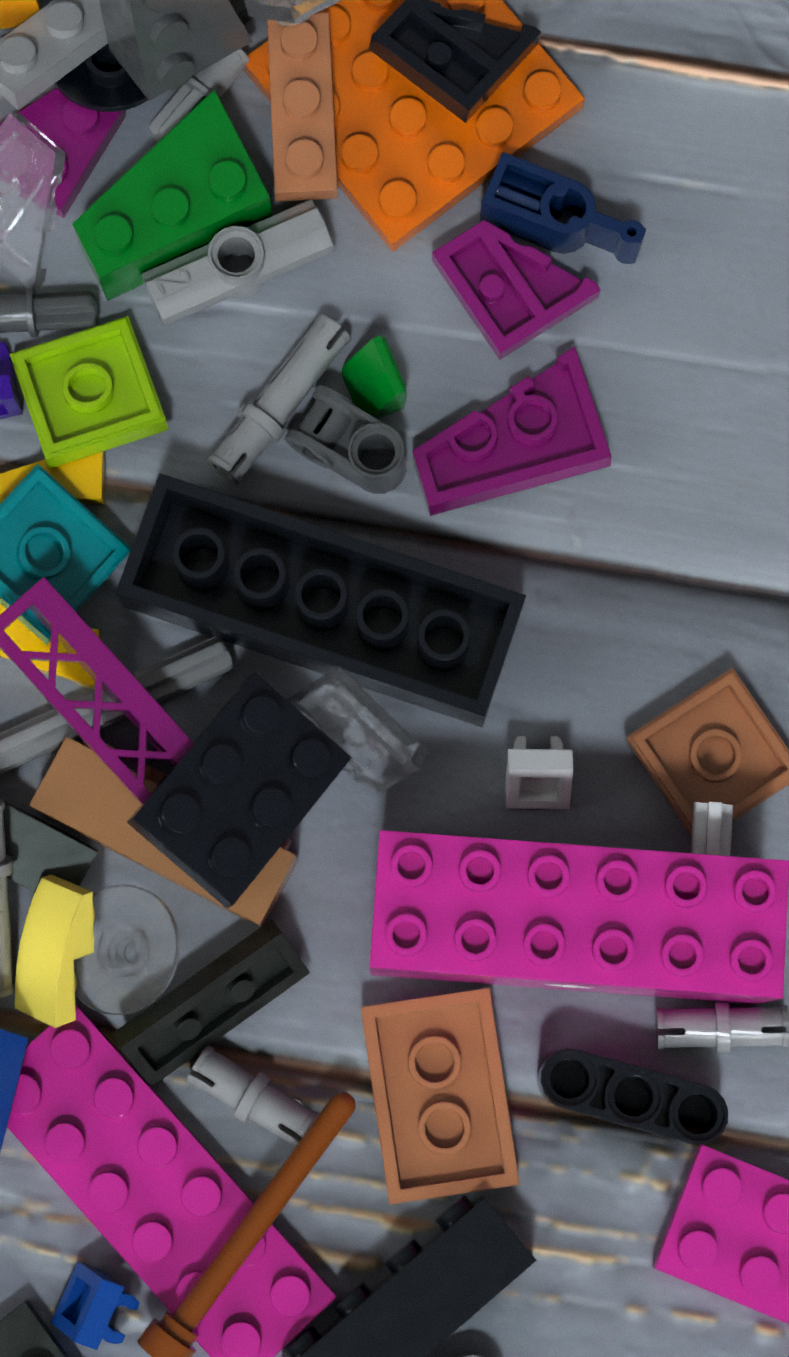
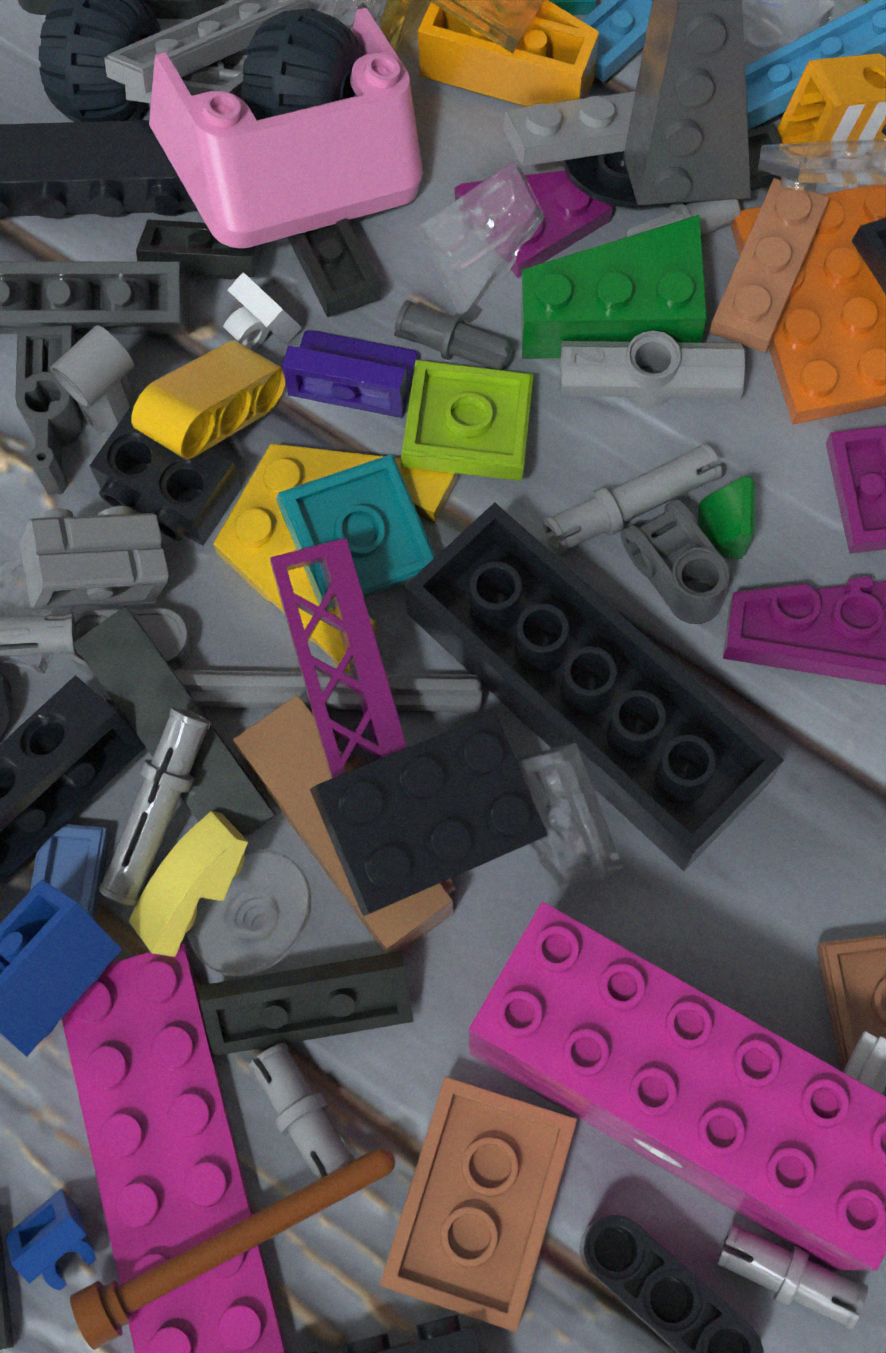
camera: 30 degrees right, 10 degrees down
(538, 776) = (717, 941): white tile -> none

